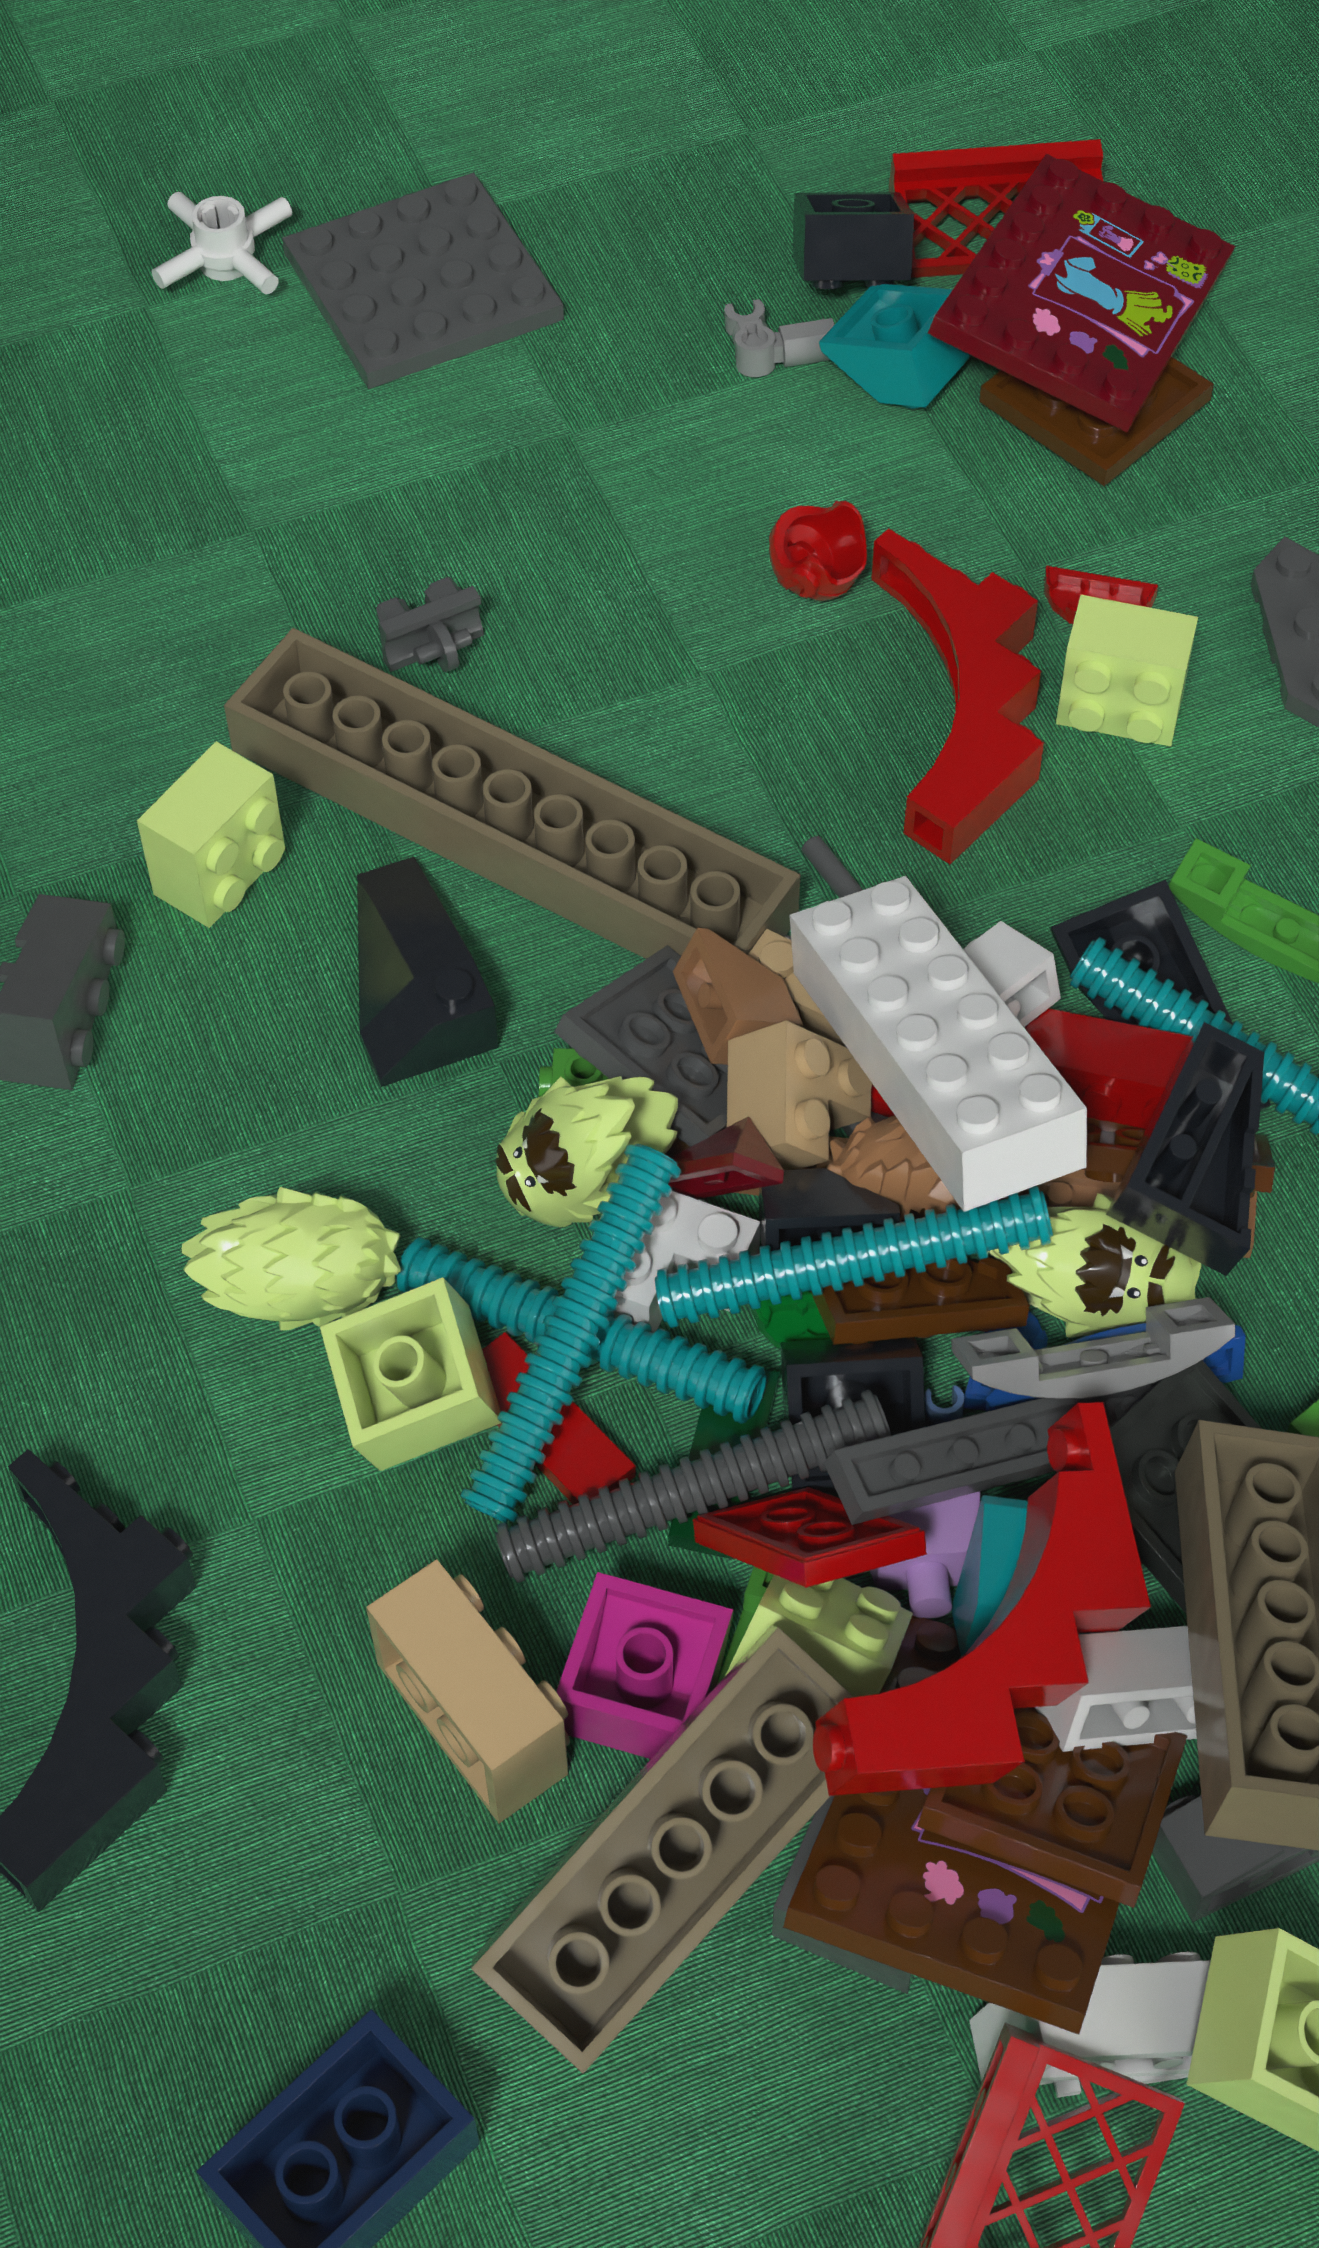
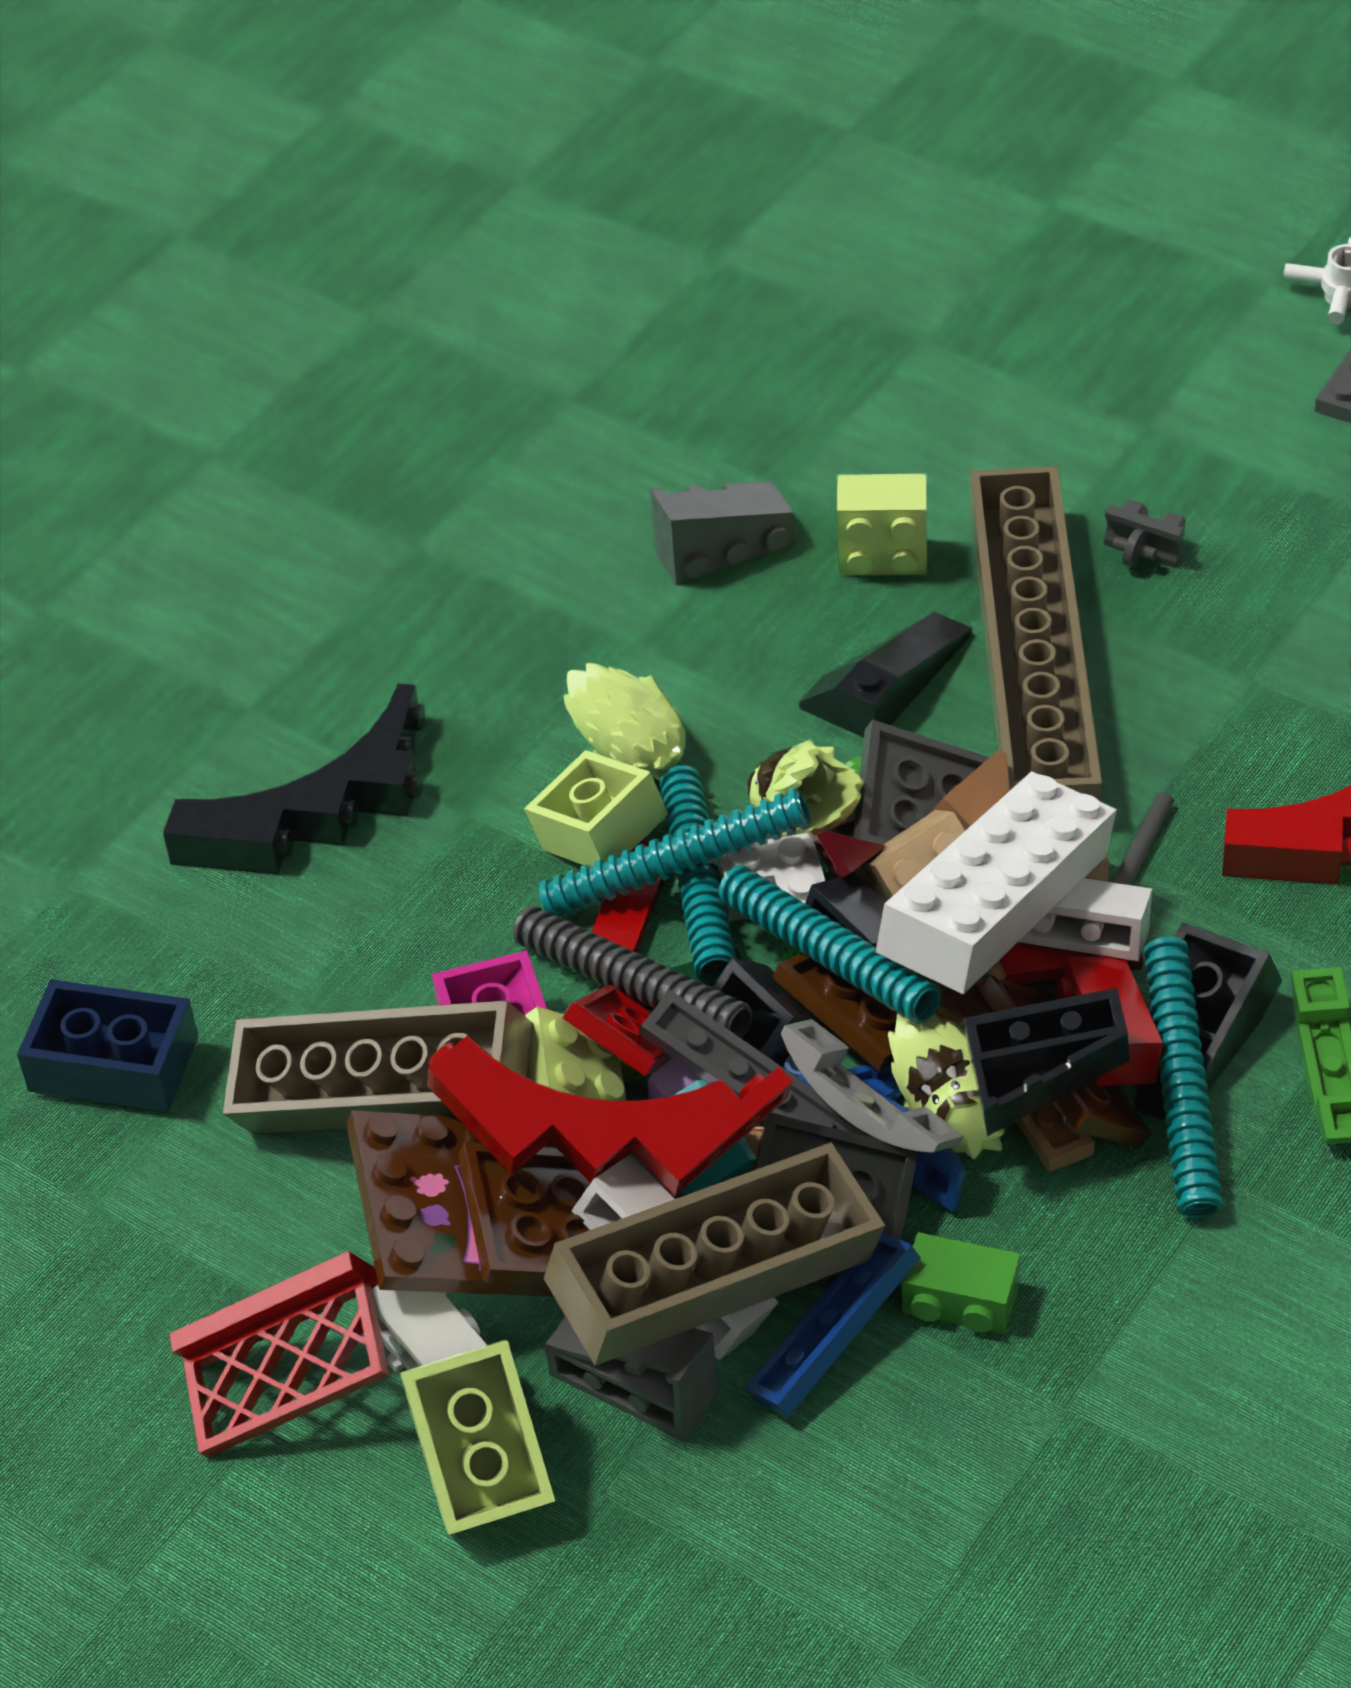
camera: 60 degrees right, 10 degrees down
(470, 1688) = (415, 935): tan brick -> none

